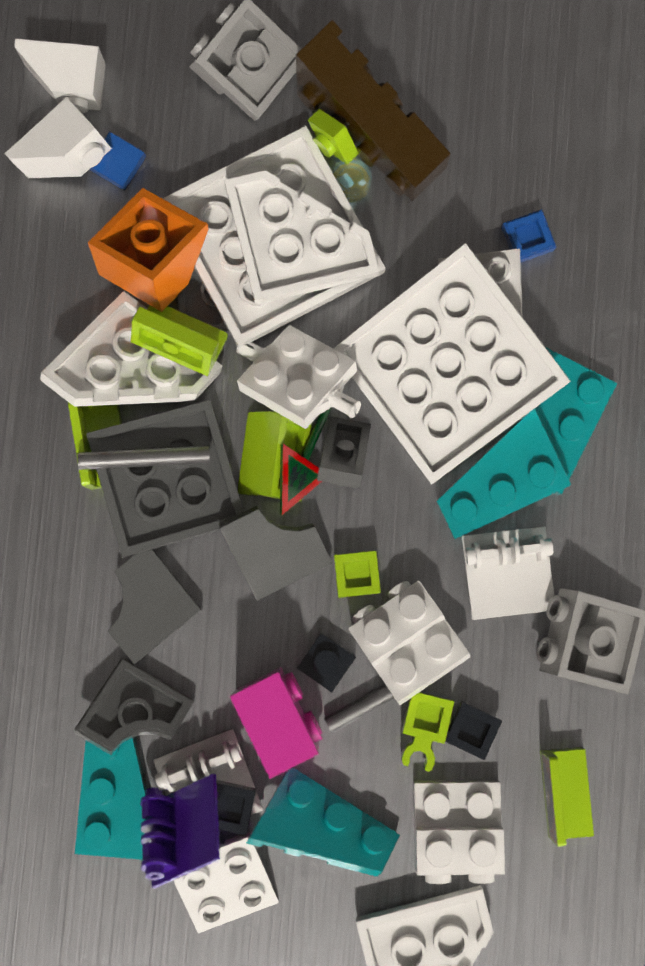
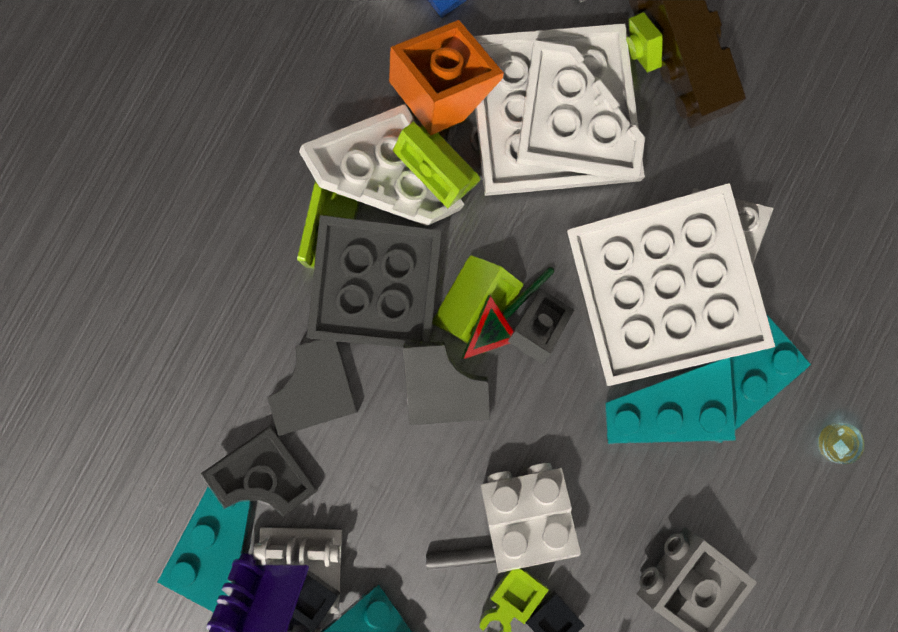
camera: 25 degrees right, 0 degrees up
(143, 457) = (361, 257): flat silver bar -> none
(277, 721) = (381, 543): dark pink brick -> none
(298, 377) = (528, 242): white plate -> none
(326, 662) = (448, 505): black plate -> none
(353, 179) = (647, 87): clear light blue tile -> none
(357, 574) = (508, 438): lime plate -> none
(508, 572) = (644, 493): white hinge -> none
(530, 235) = (785, 198): blue tile -> none

